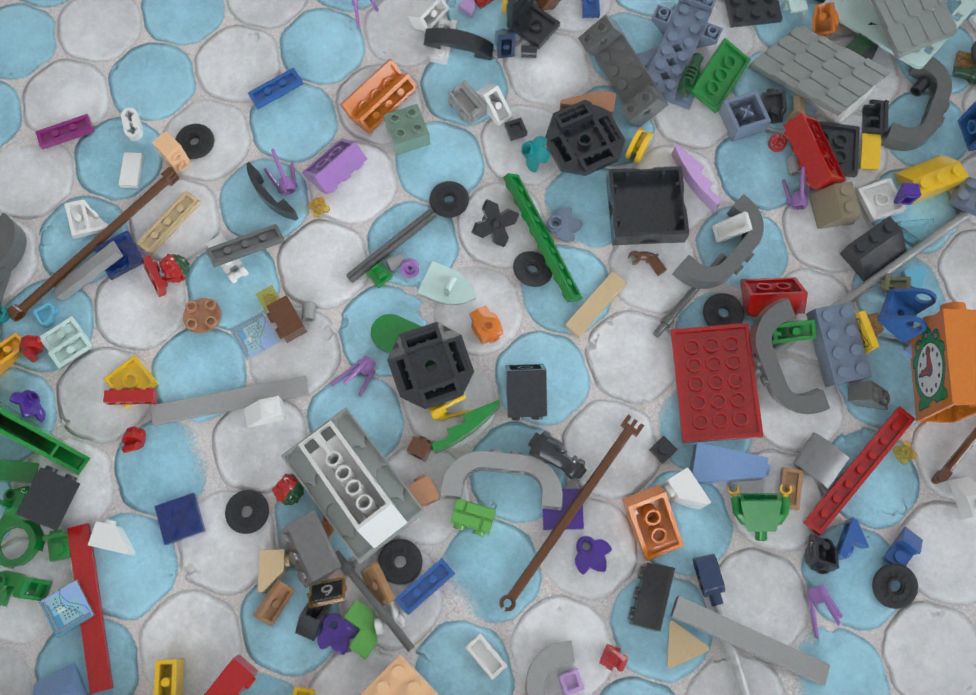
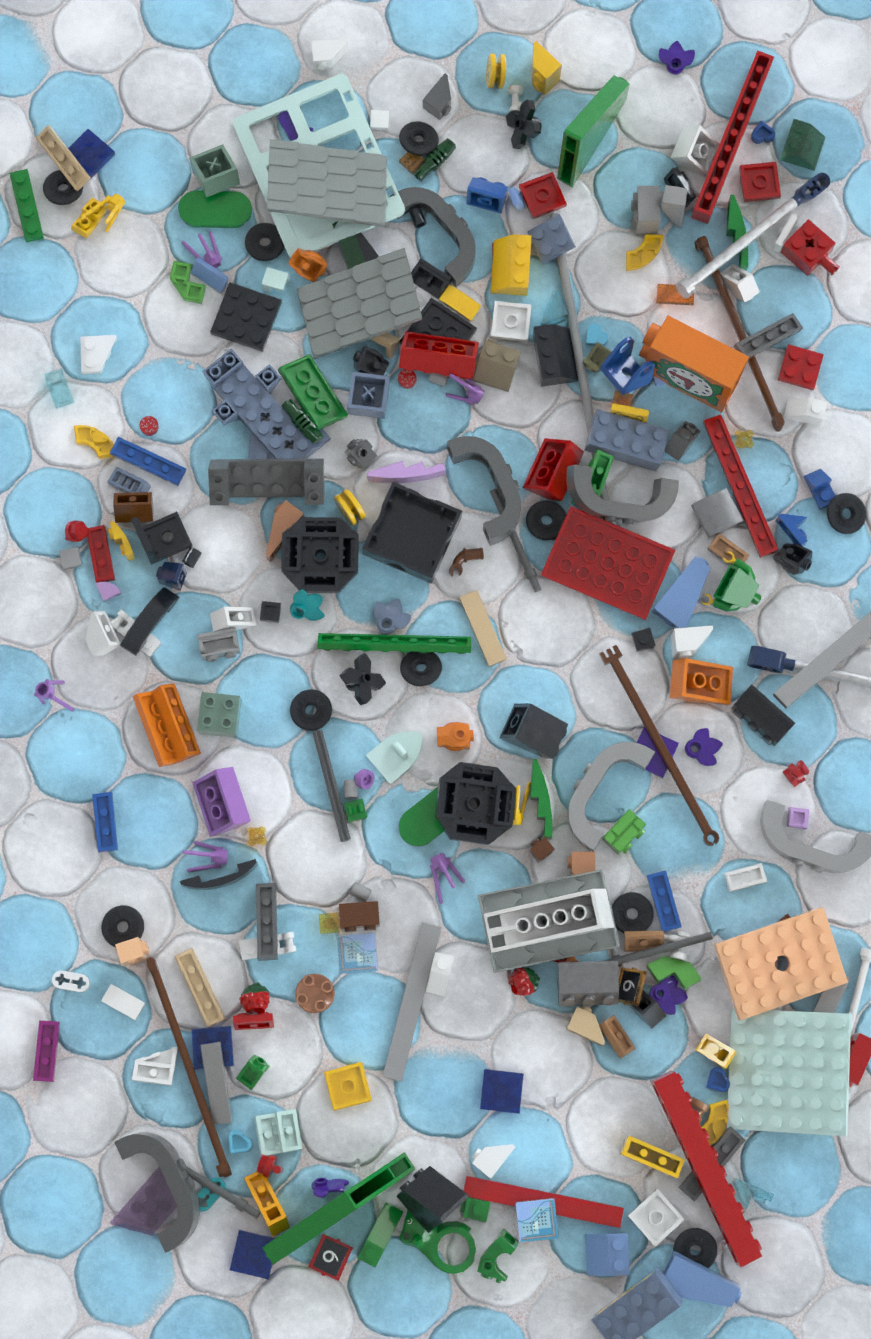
camera: 65 degrees left, 5 degrees up
(112, 296) = (252, 1071): none -> green bracket
(130, 397) = (367, 1089): red piece -> none
(133, 439) = (408, 1104): red piece -> none
(234, 509) = (523, 1041): black wheel -> none
(551, 451) = (601, 736): black animal -> none
(682, 645) = (812, 711): tan piece -> none
(688, 139) = (360, 453): none -> dark grey brick
(732, 227) = (473, 468): white plate -> none
(821, 595) = (826, 577): medium lavender plant -> none
(907, 194) = (521, 298): dark purple slope -> none

